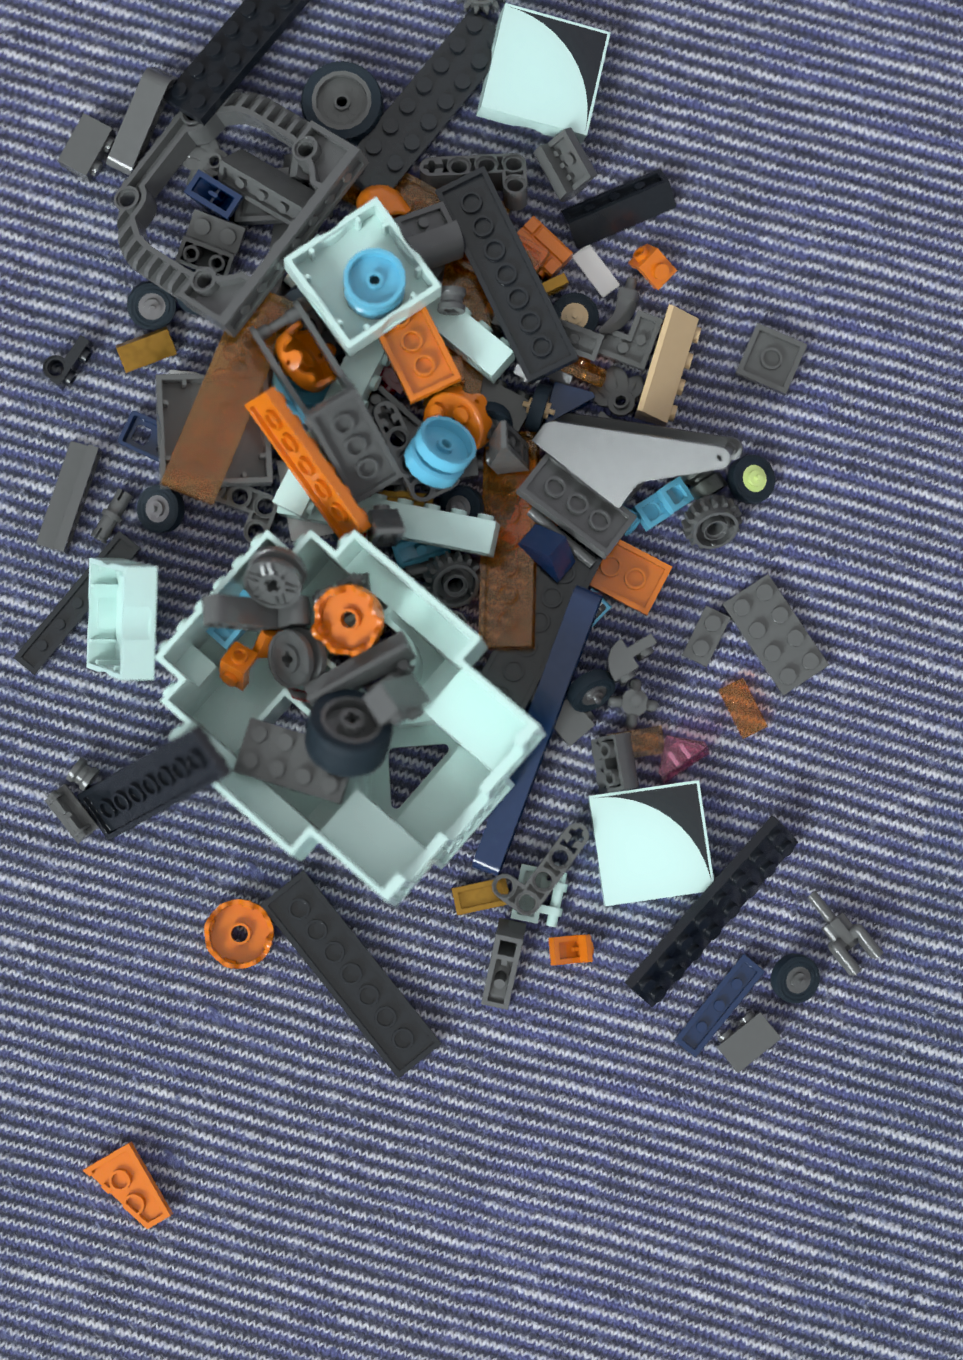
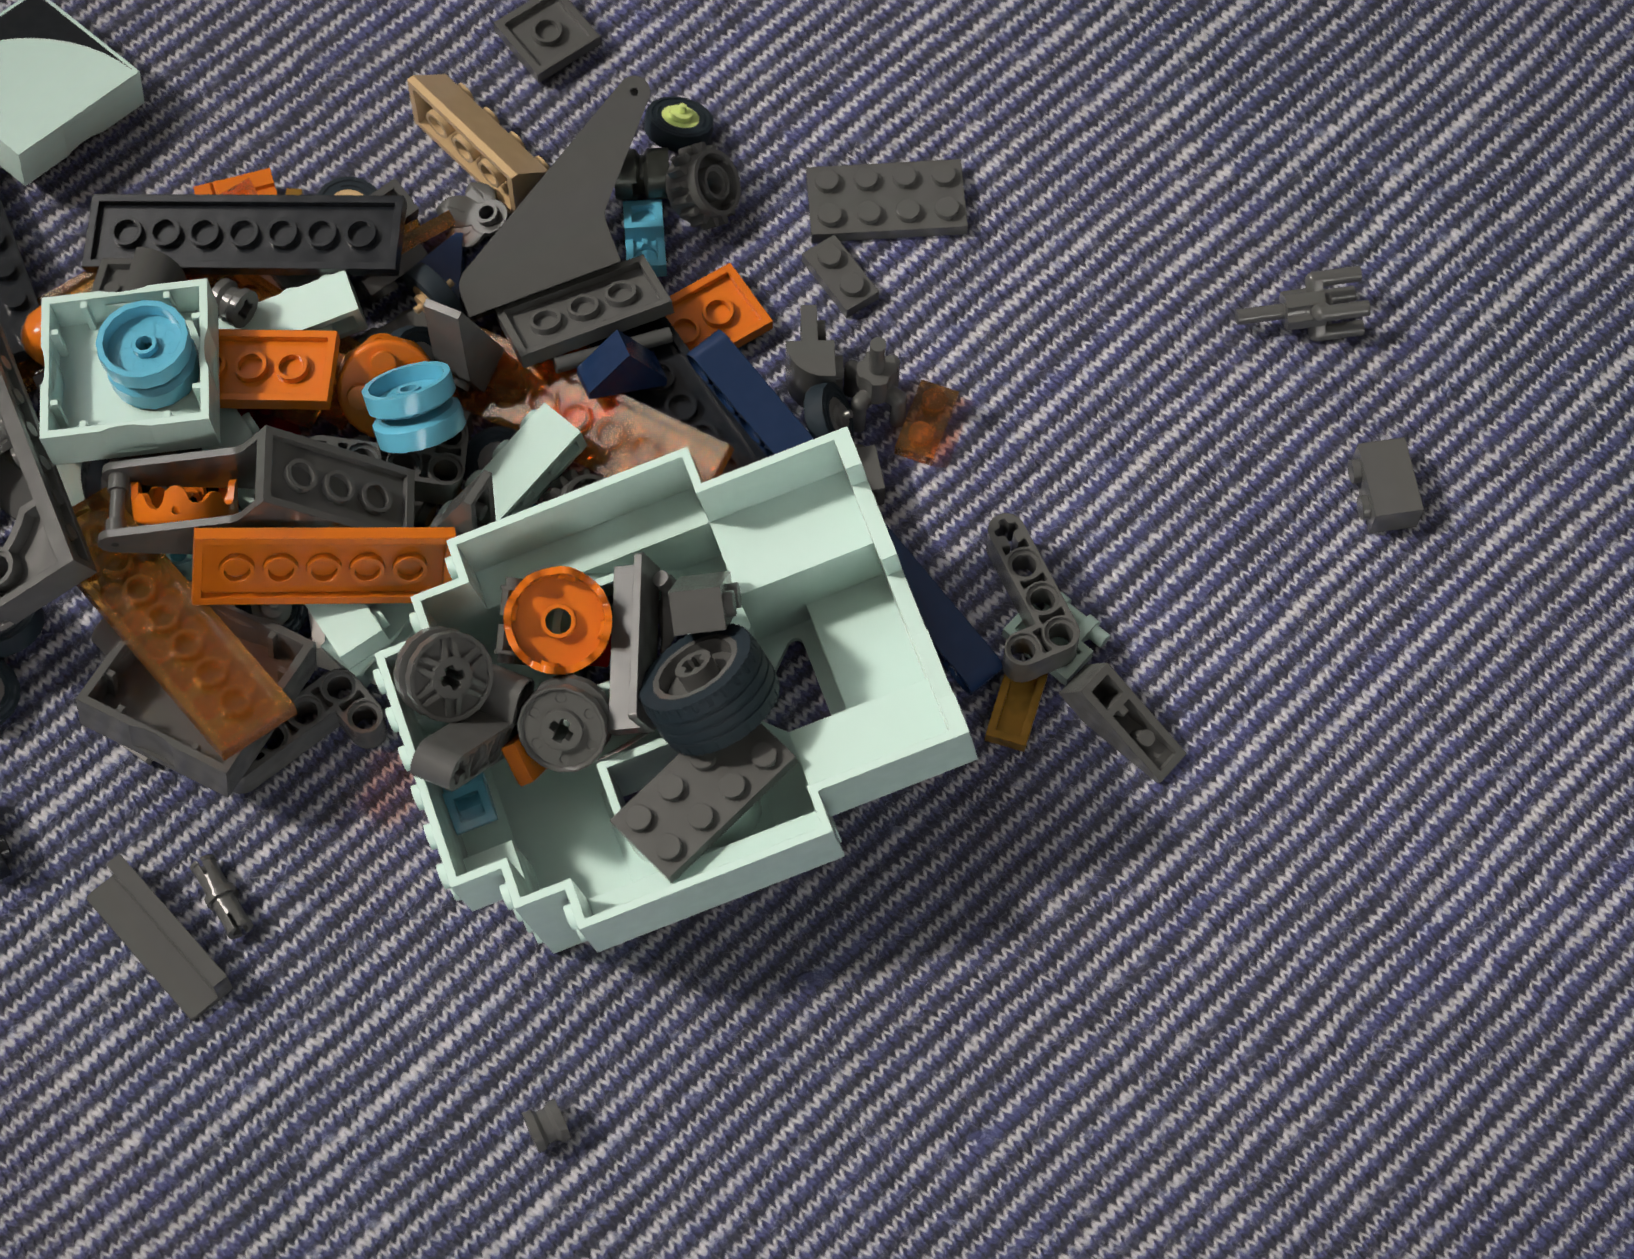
camera: 65 degrees left, 20 degrees down
(68, 612) = (308, 1007): black plate -> none
(71, 813) = (590, 1174): dark grey hinge -> none
(122, 618) = (368, 924): light aqua tile -> none
(125, 438) = (145, 777): dark blue piece -> none
(146, 349) = (34, 732): pearl gold tile -> none
(155, 782) = (621, 989): black plate -> none
(160, 509) = (254, 825): black wheel -> none
(219, 936) = (895, 1005): orange plate -> none
(236, 665) = (529, 811): orange bracket -> none
(351, 974) = (1027, 921): black plate -> none
(505, 170) = (65, 252): dark grey beam -> none
(565, 165) = (157, 117): dark grey brick -> none
(571, 949) = (1151, 628): orange bracket -> none
(595, 270) = (308, 168): white sticker -> none
(614, 763) = (938, 448): dark grey brick -> none
(619, 208) = (252, 99): black panel -> none
(625, 307) = (369, 147): dark grey bar -> none
(636, 346) = (430, 164): dark grey plate -> none
(651, 843) = (1066, 462): light aqua tile -> none
(652, 265) = (346, 97): orange bracket -> none
(679, 755) = (972, 375): clear pink slope -> none
(712, 911) = (1197, 437): black plate -> none
(719, 1005) = (1321, 496): dark blue plate -> none
(742, 708) = (955, 281): clear orange plate -> none
(795, 978) = (1334, 389): black wheel -> none

